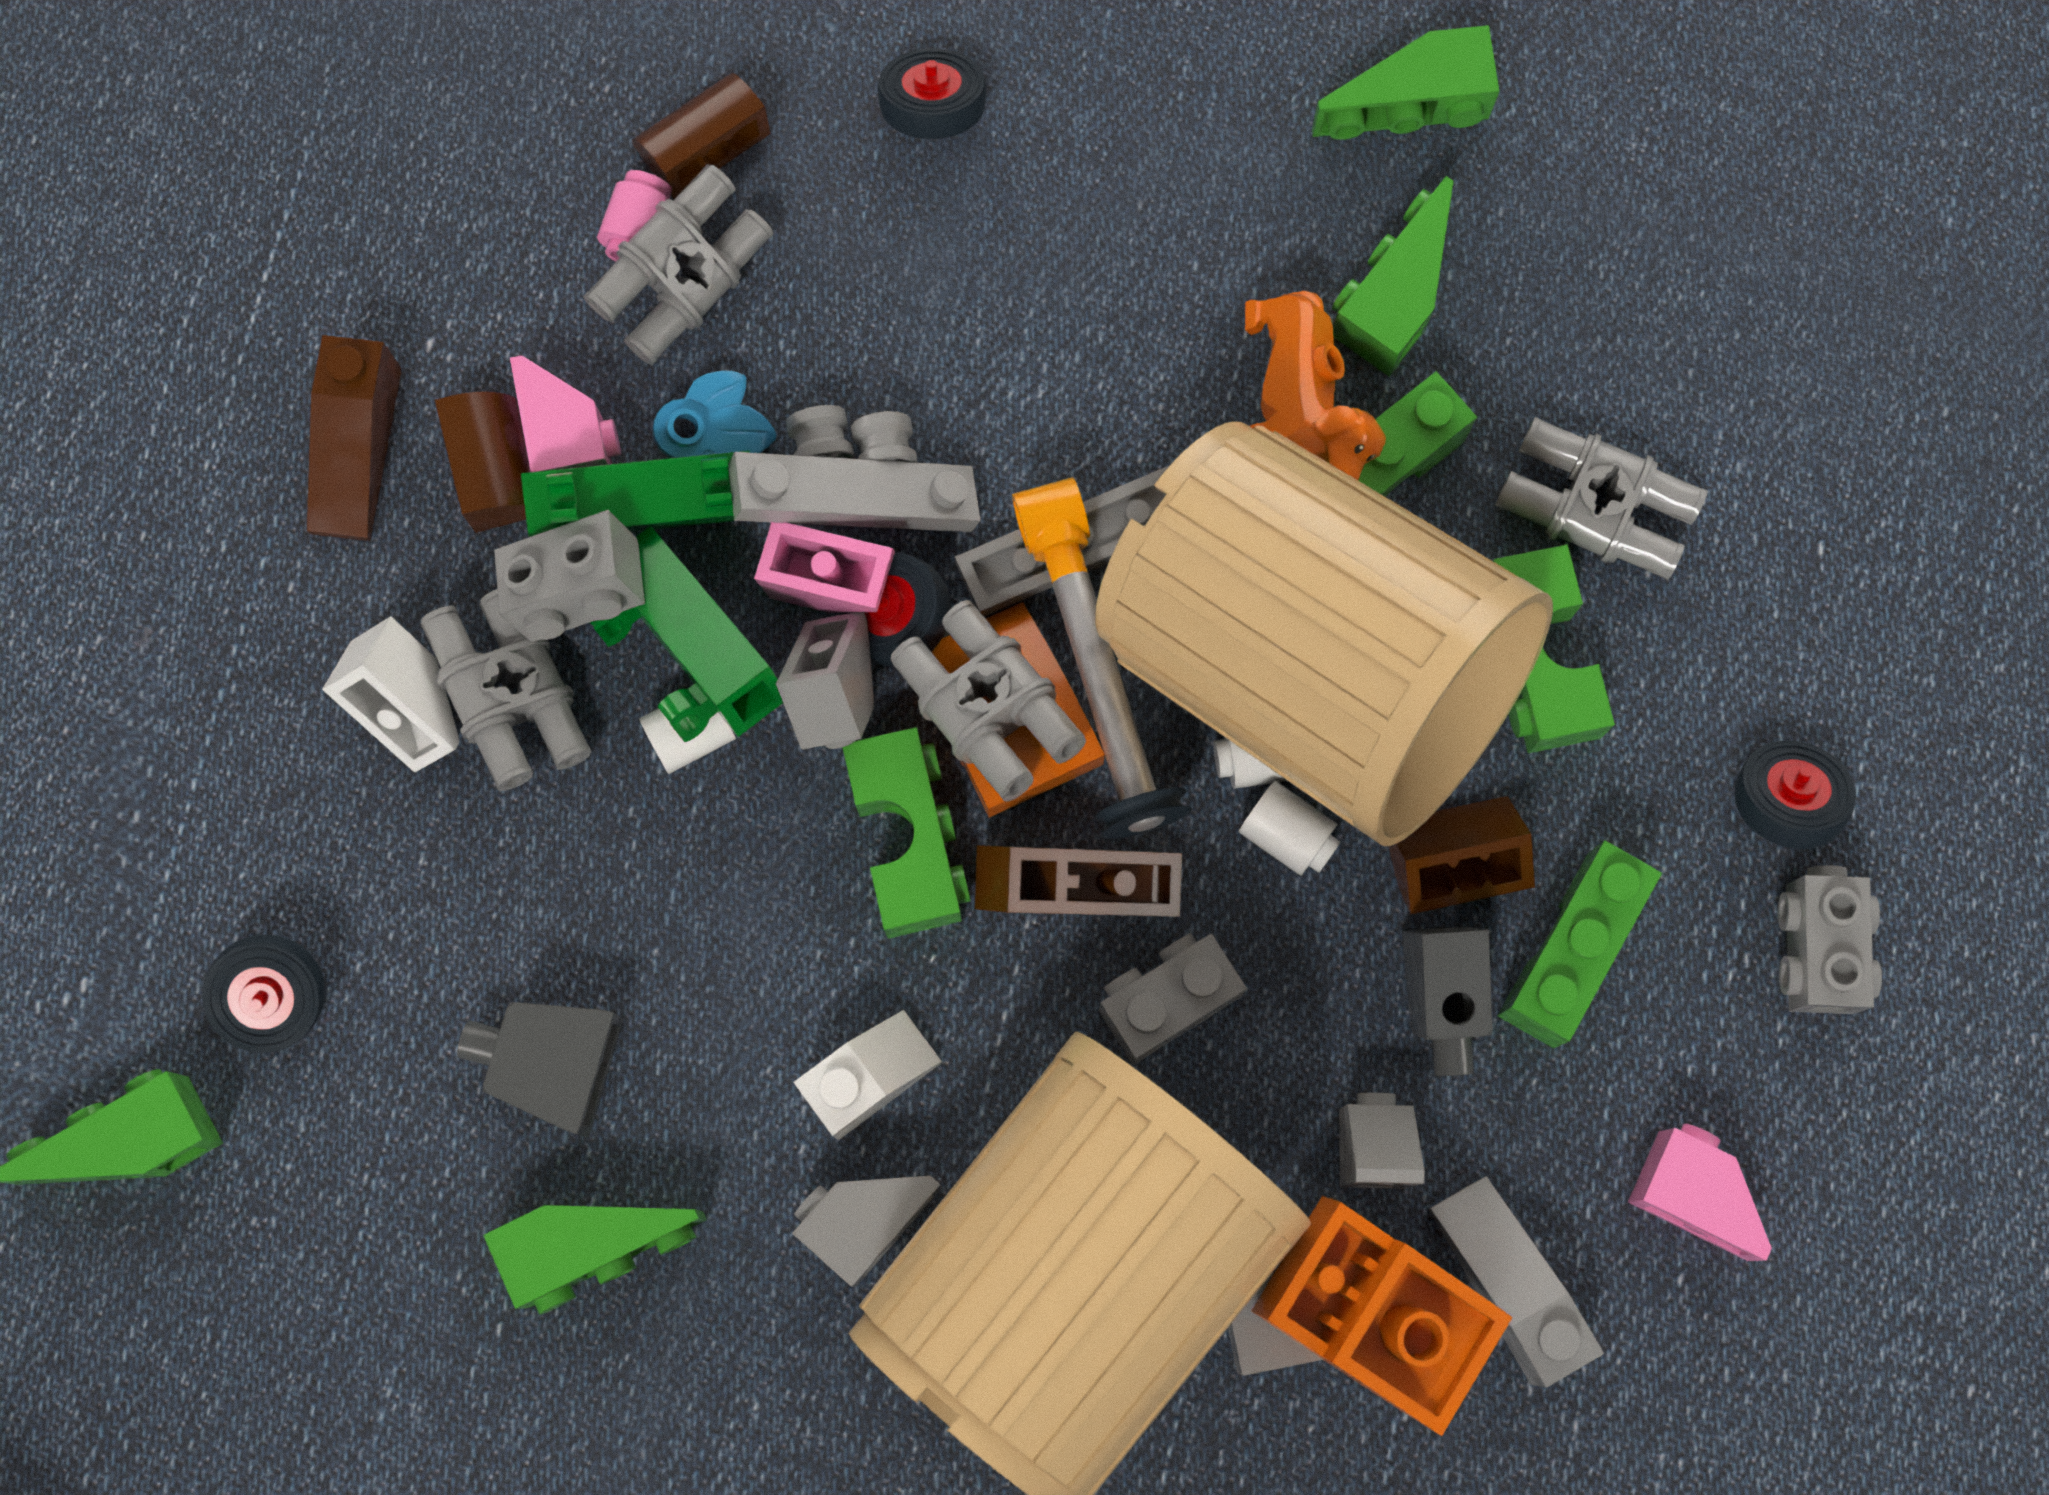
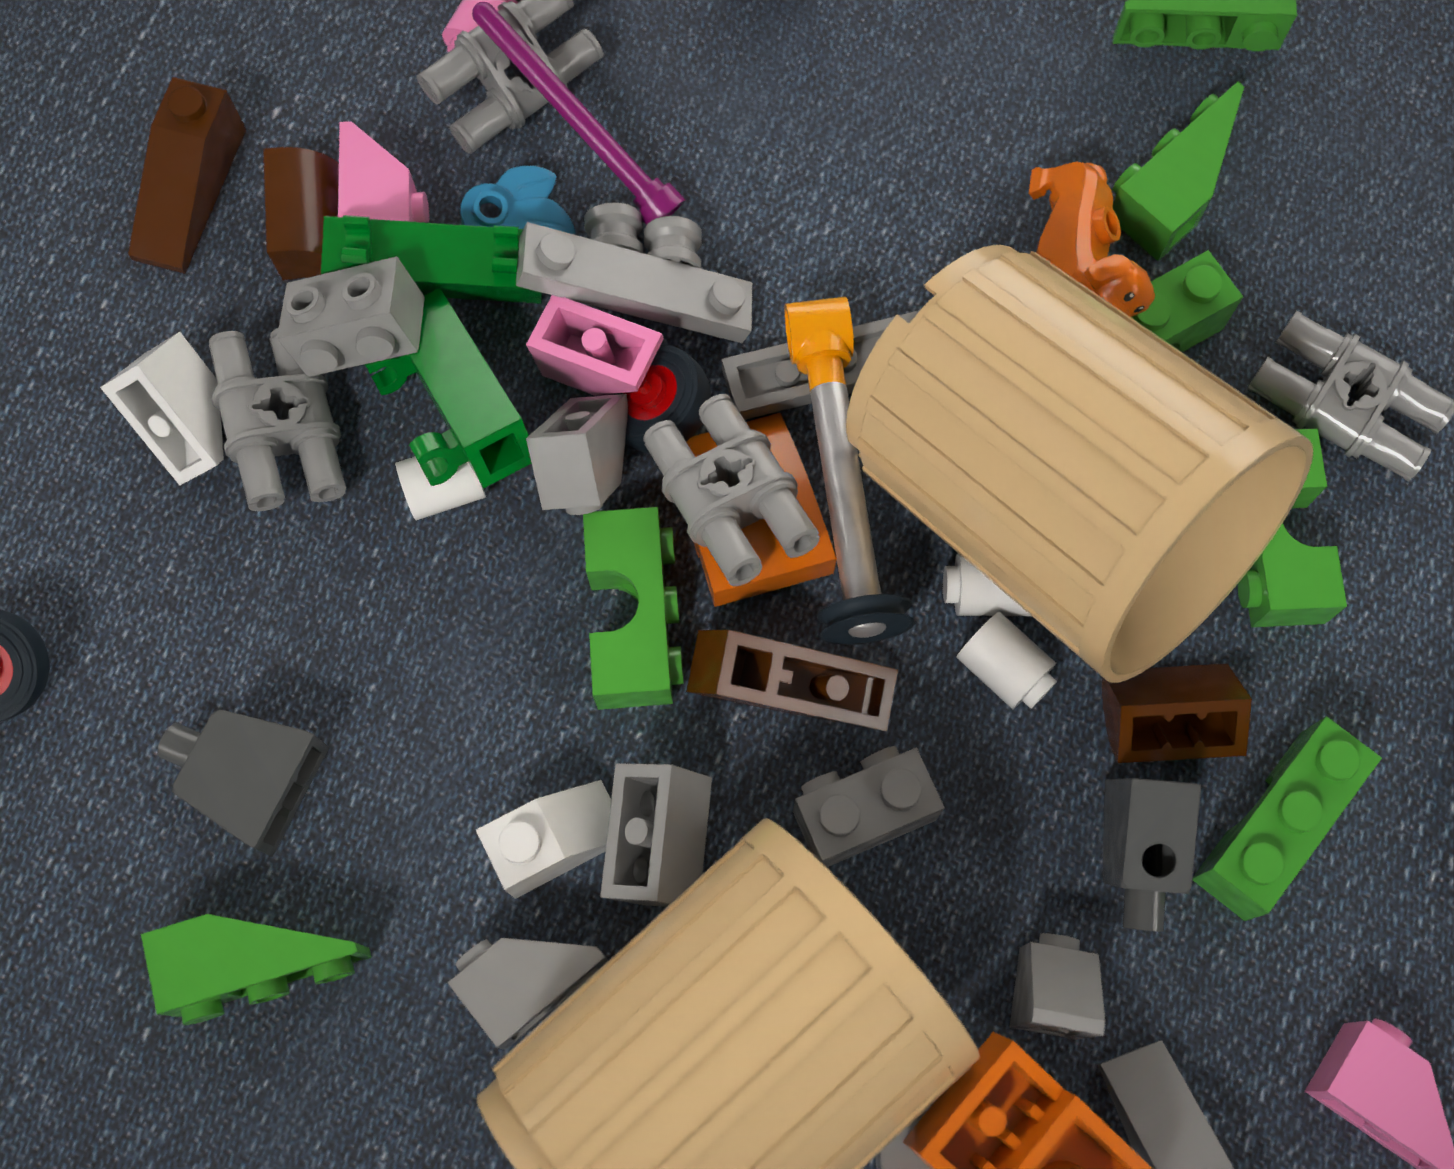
camera: 10 degrees right, 5 degrees down
(853, 389) = (651, 197): none -> magenta piece
(969, 1057) = (655, 833): none -> light grey brick

